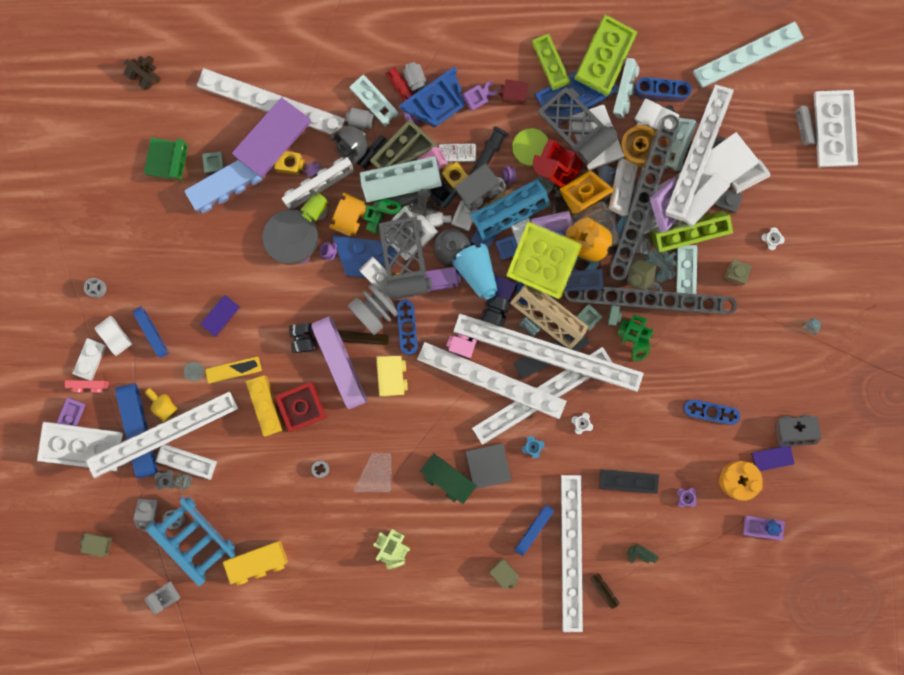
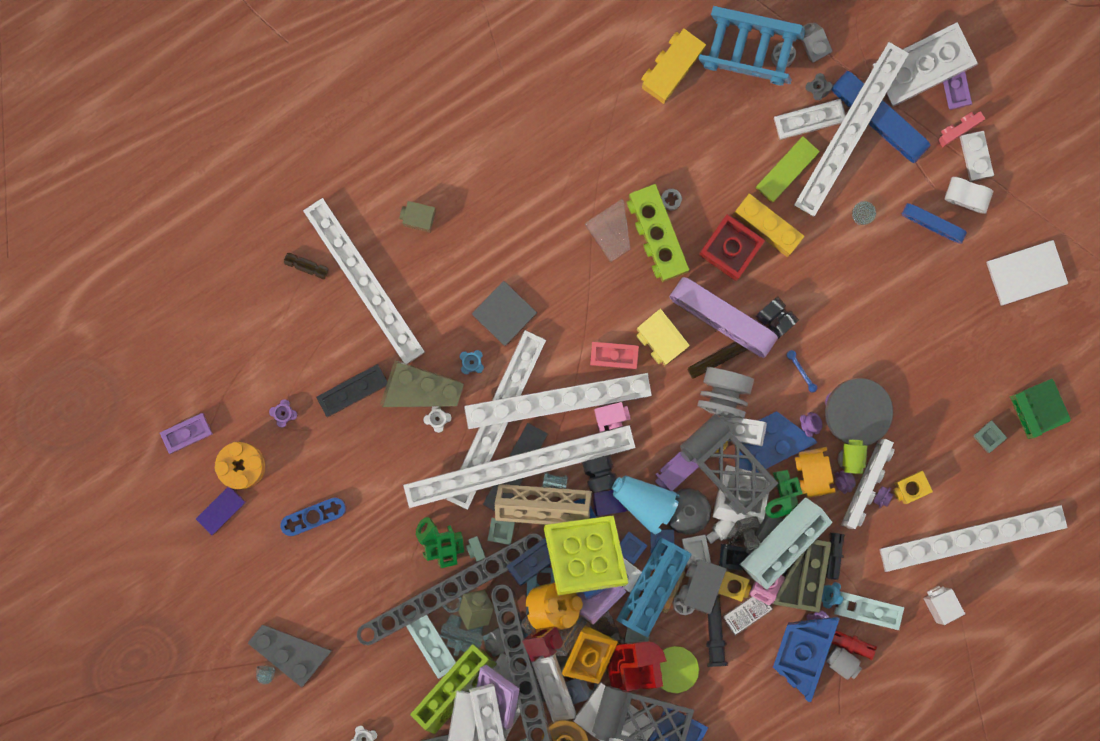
camera: 145 degrees right, 0 degrees up
(92, 285) = (1024, 228): light grey wheel -> none
(110, 256) = (1027, 272): none -> white tile
(161, 406) = (872, 157): yellow piece -> none
(187, 481) = (794, 98): clear light blue hinge -> none
(220, 186) = (963, 422): light blue brick -> none
(220, 315) = (875, 286): dark purple tile -> none
(225, 436) = (787, 169): none -> lime tile
(233, 370) = (825, 241): yellow sticker -> none
(271, 137) = (947, 500): medium lavender tile -> none
(310, 307) = (792, 356): none -> blue hinge
(322, 69) = (943, 605): none -> white brick
(332, 196) = (844, 481): none -> medium lavender plate
(333, 478) = (651, 198): none -> lime brick
(350, 143) = (863, 549): dark grey cylinder -> none
(359, 118) = (871, 581): light grey brick -> none
(391, 122) = (827, 592): none -> dark azure plate
(392, 546) = (545, 171): yellowish green piece -> none
(400, 322) = (684, 417): blue beam -> none
(431, 386) = (614, 355): none -> coral plate
(447, 478) = (536, 272): dark green brick -> none
(477, 96) = (766, 686): medium lavender plate -> none
(508, 175) = (679, 624): medium lavender plate -> none
(514, 92) = (731, 715): dark red brick -> none
(534, 530) = (416, 279): blue beam -> none
(581, 452) = (419, 388): none -> olive wedge
(612, 219) = (542, 642): none -> dark red brick
(645, 554) = (288, 328): clear green bracket -> none
(737, 272) = (378, 677): olive brick -> none
(773, 528) = (177, 438): blue hinge -> none
(787, 329) = (288, 653): none -> dark grey wing
(789, 436) = (219, 543): dark grey brick -> none

